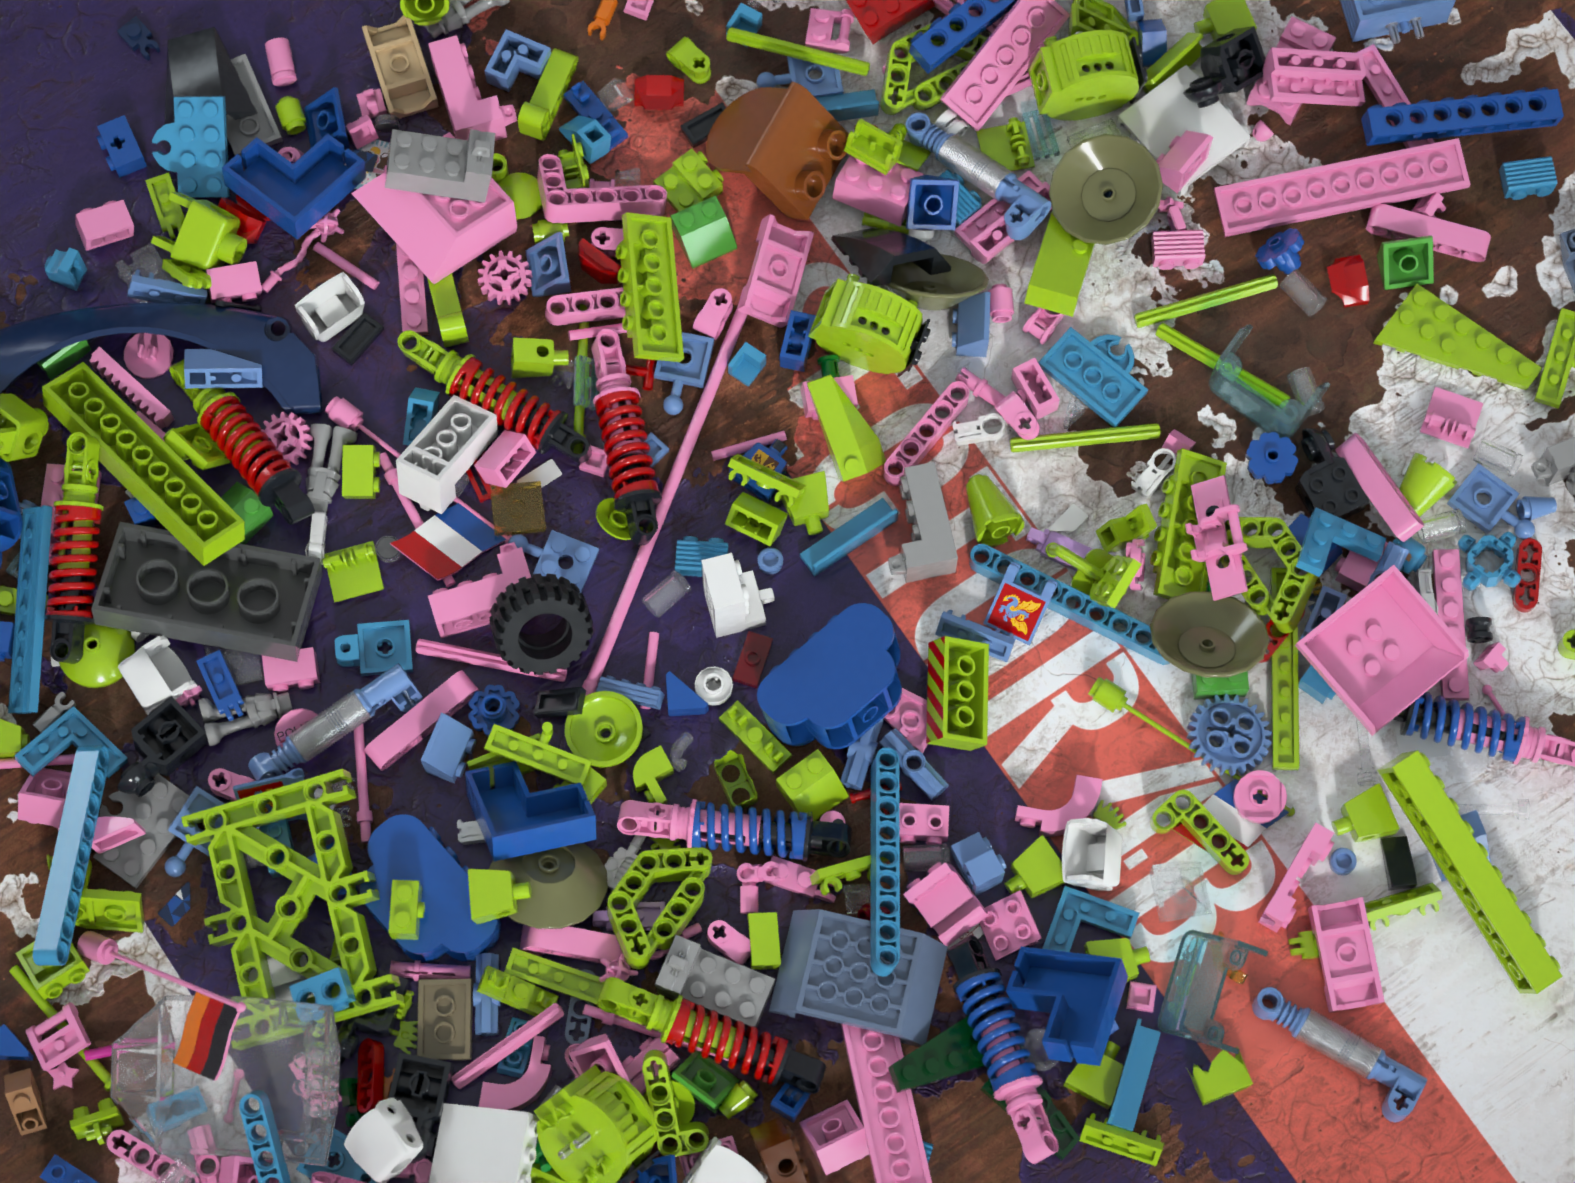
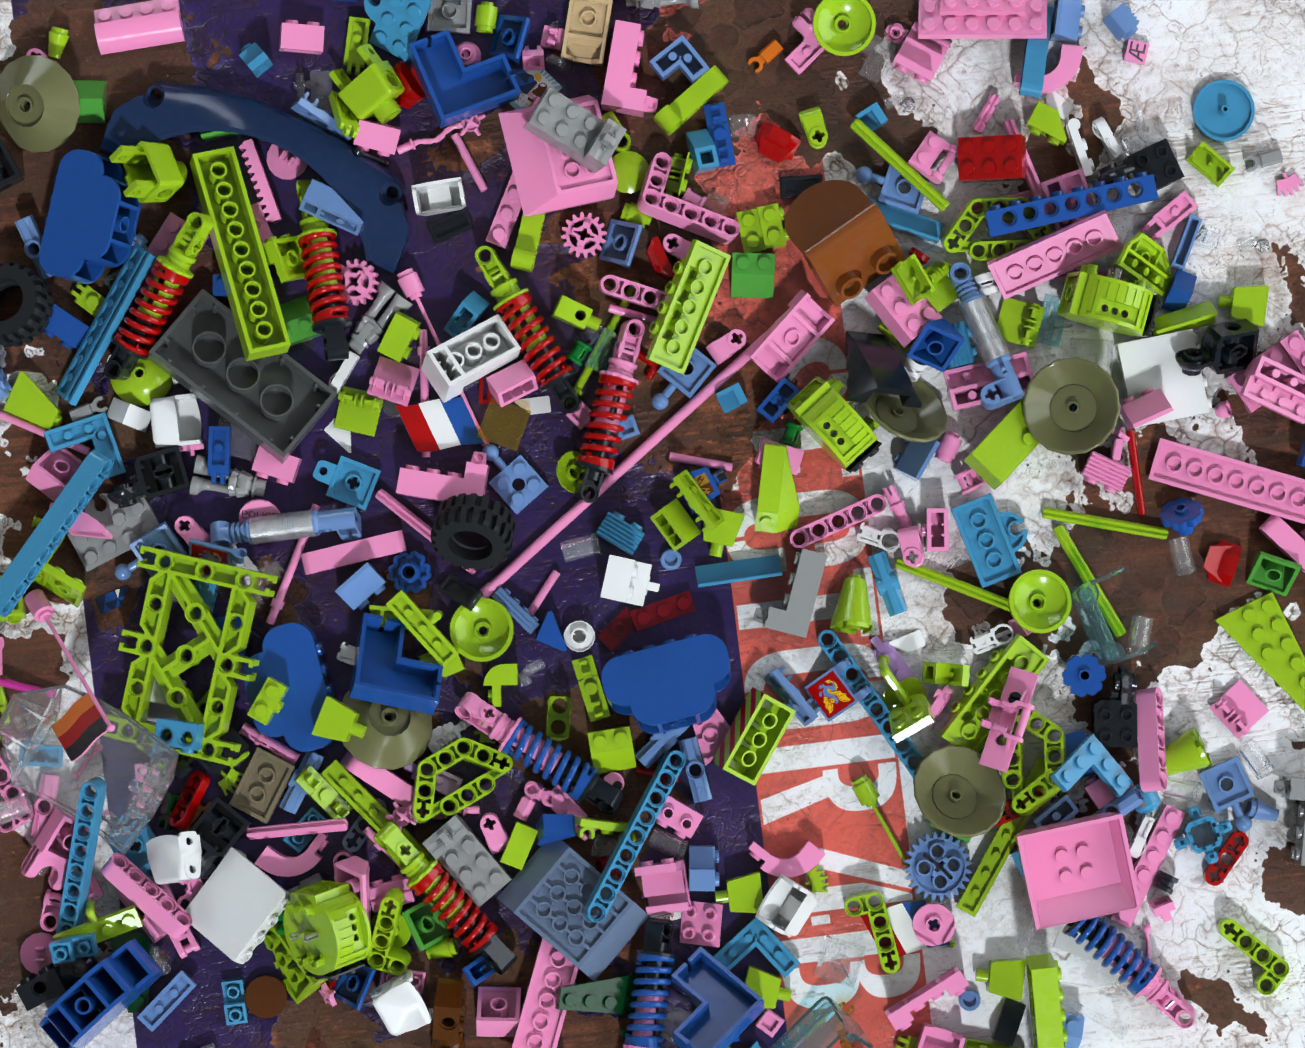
camera: 25 degrees right, 15 degrees up
(102, 697) = (129, 414): none -> white slope
(346, 608) = (341, 436): none -> white sticker
(375, 521) = (393, 381): none -> bright pink hinge
(560, 396) = (578, 352): none -> green bush
(789, 616) = (662, 611): none -> dark red plate
(793, 900) = (555, 828): none -> blue slope
(1013, 470) = (887, 583): none -> dark azure piece
(1184, 395) = (1053, 600): none -> lime dish
(1210, 237) = (1136, 475): none -> red bar

